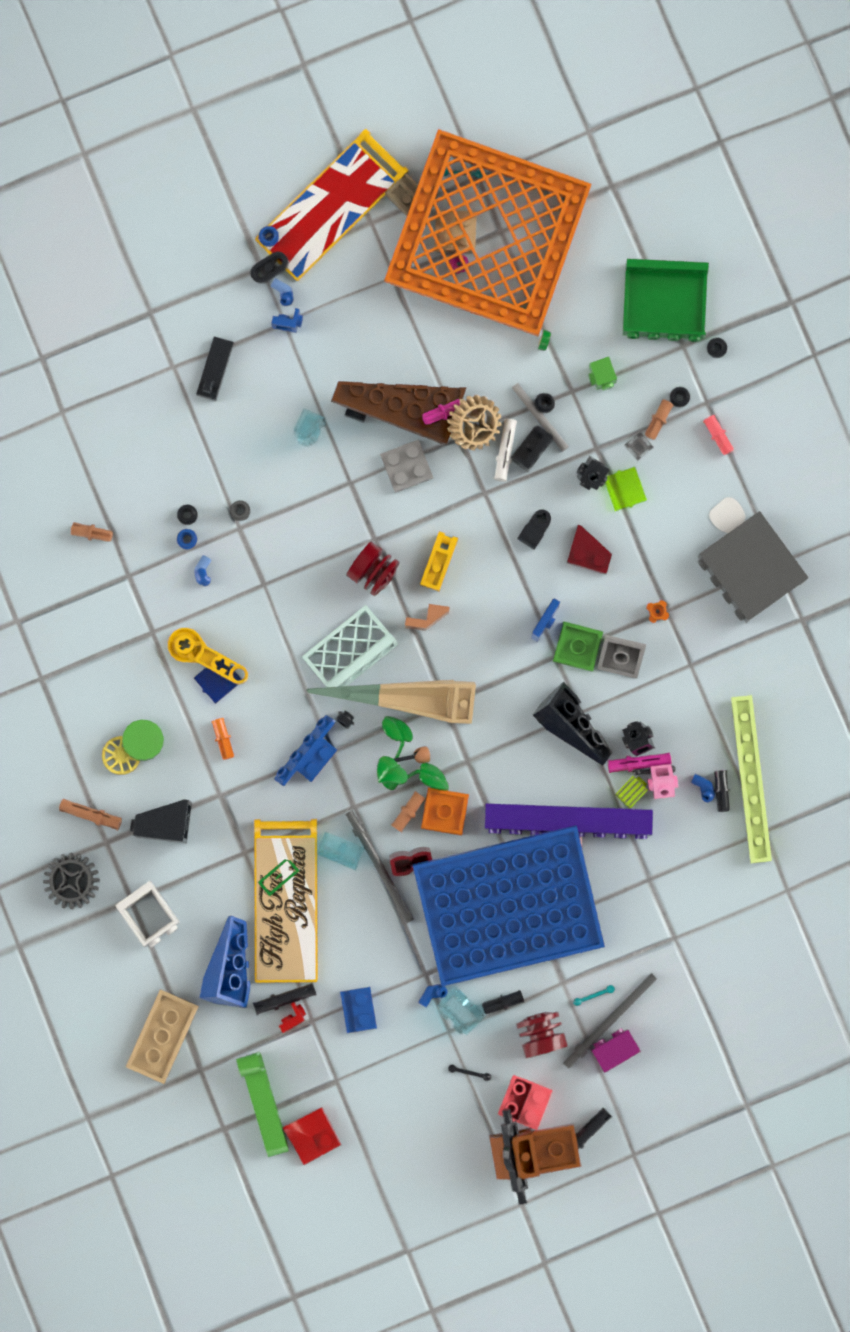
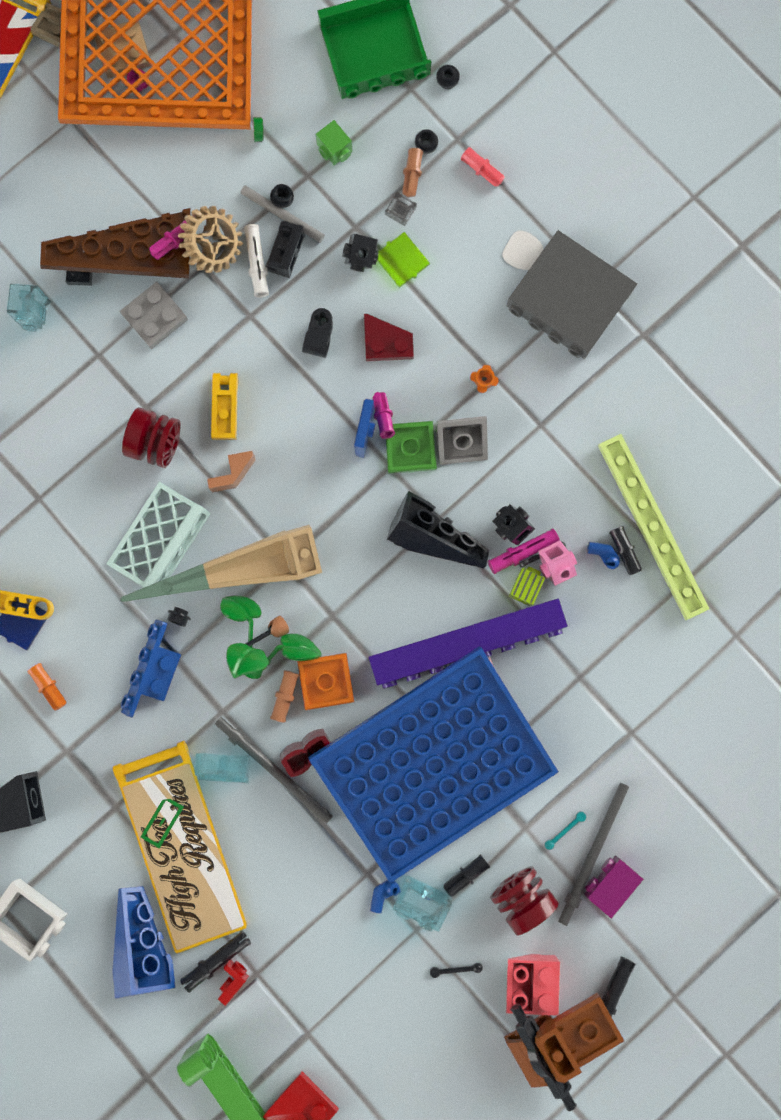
camera: 25 degrees left, 0 degrees up
(162, 1036) = (88, 1057): tan plate -> none
(358, 1009) = (305, 943): blue plate -> none
(564, 613) = (383, 415): none -> dark pink axle

